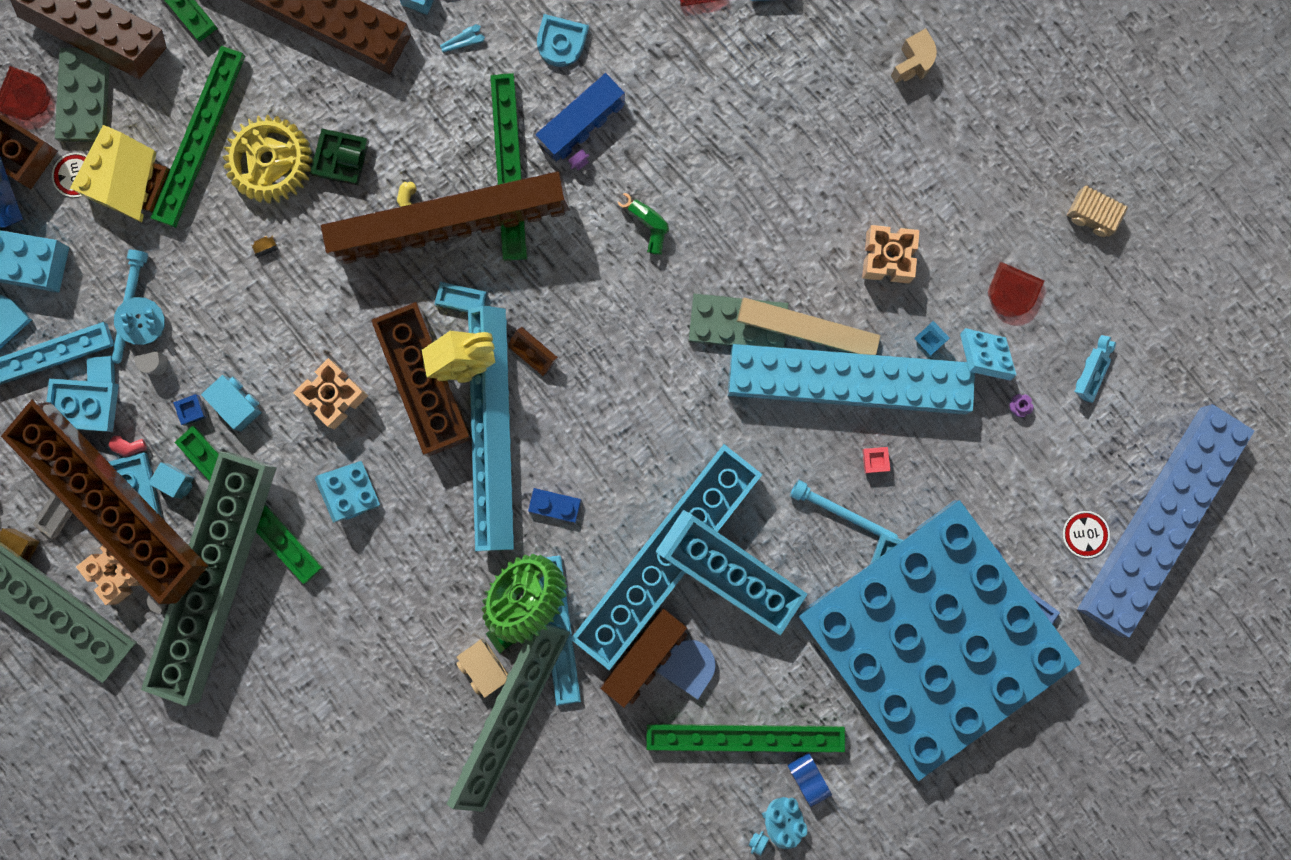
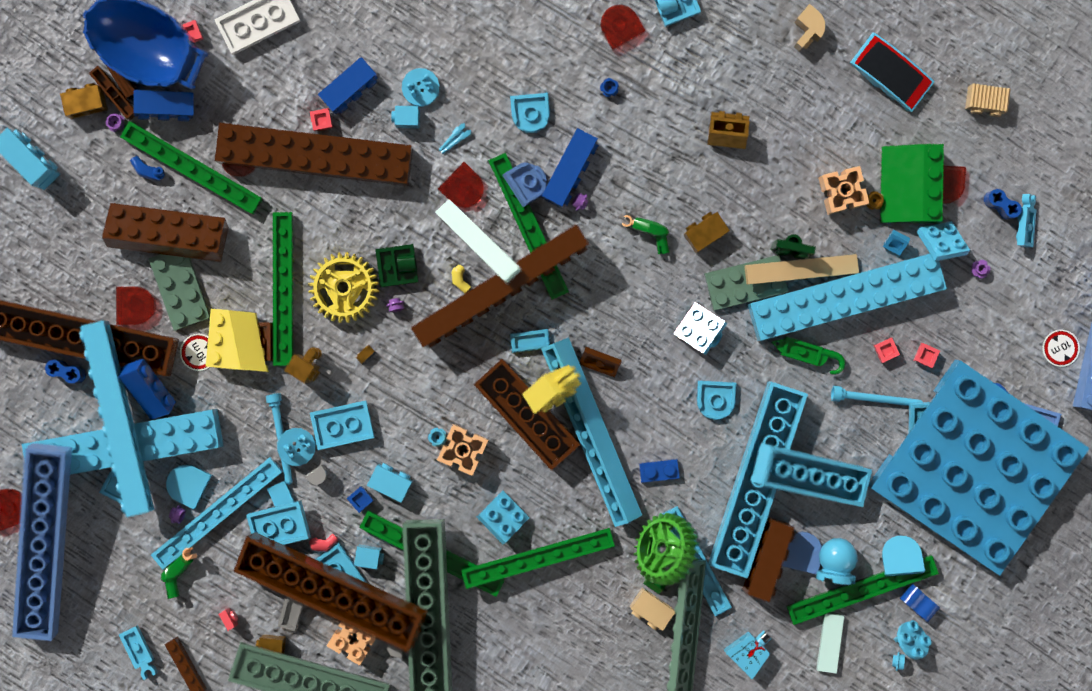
camera: 15 degrees left, 5 degrees up
(184, 230) = (303, 366): none -> pearl gold brick
(203, 316) = (342, 425): none -> medium azure plate
(303, 369) = (442, 437): none -> medium azure plate
(320, 201) = (395, 305): none -> medium lavender plate
(368, 555) = (537, 558): none -> green plate
(440, 157) = (478, 241): none -> light aqua tile
(451, 97) = (463, 187): none -> clear red tile
(523, 114) = (526, 182): none -> medium blue tile
(581, 764) = (749, 652): none -> medium azure torso
(653, 445) = (716, 399): none -> medium azure tile
(657, 40) = (614, 87): none -> blue plate
(665, 355) = (701, 329): none -> plate
(683, 789) = (830, 643): none -> light aqua tile
(712, 245) = (706, 232): none -> pearl gold brick
(727, 689) = (838, 560): none -> medium azure tile
(780, 139) = (728, 130): none -> pearl gold brick
(782, 430) = (808, 353): none -> green plate
(807, 297) = (785, 247): none -> dark green plate
(807, 715) = (902, 556): none -> medium azure tile
(922, 483) = (926, 355): none -> coral plate
(929, 281) = (879, 200): none -> pearl gold plate
(974, 276) = (912, 183): none -> green slope
(995, 141) = (892, 72): none -> slope
(1073, 338) = (1002, 204): none -> blue axle

